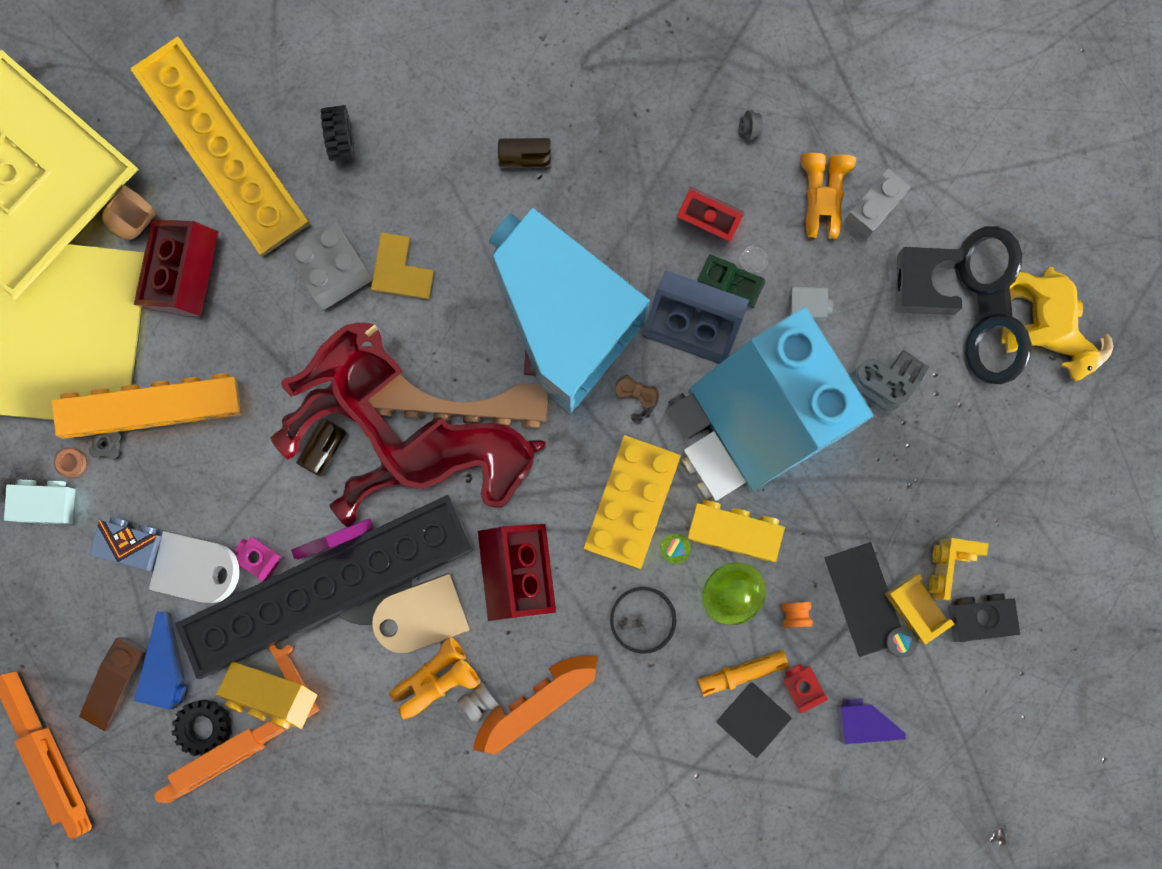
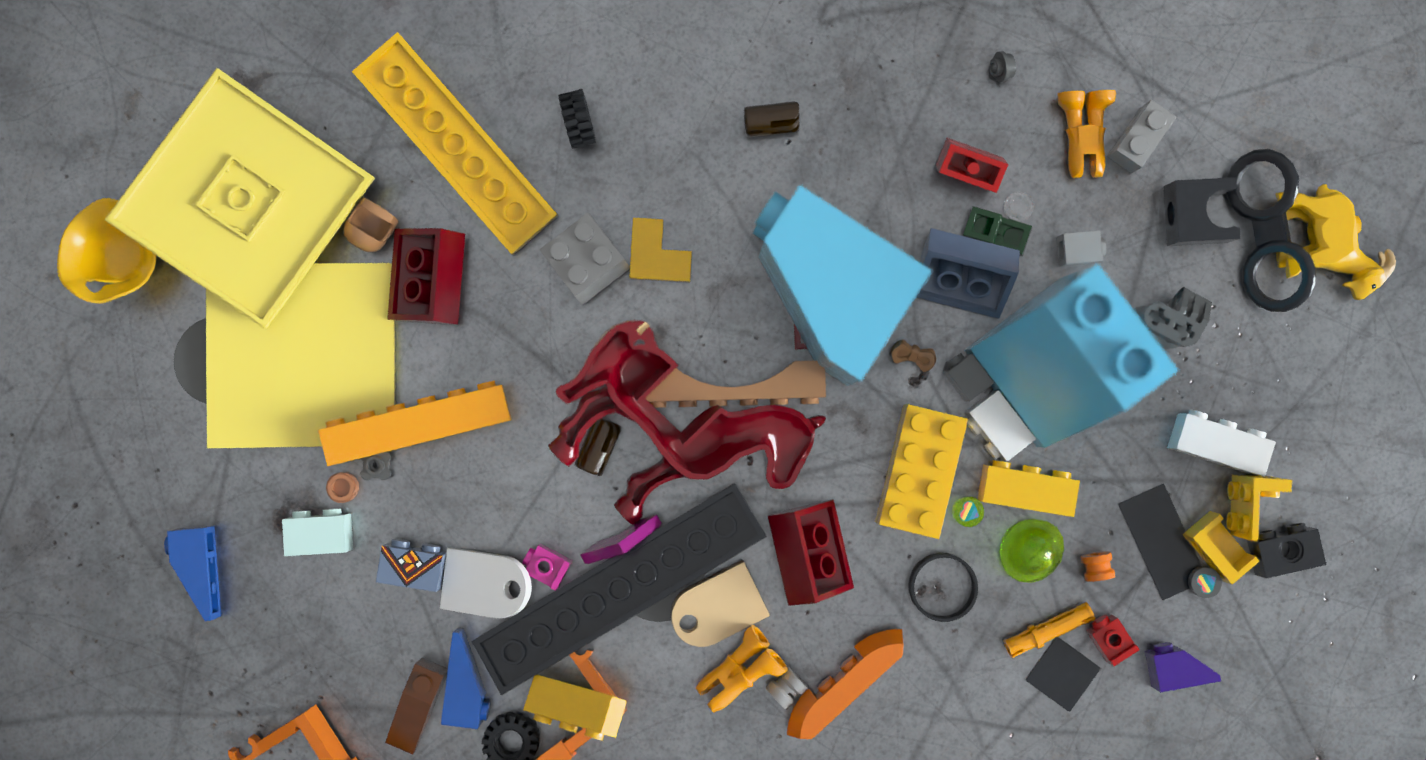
camera: 10 degrees left, 5 degrees up
(929, 506) = (1221, 443): none -> white brick

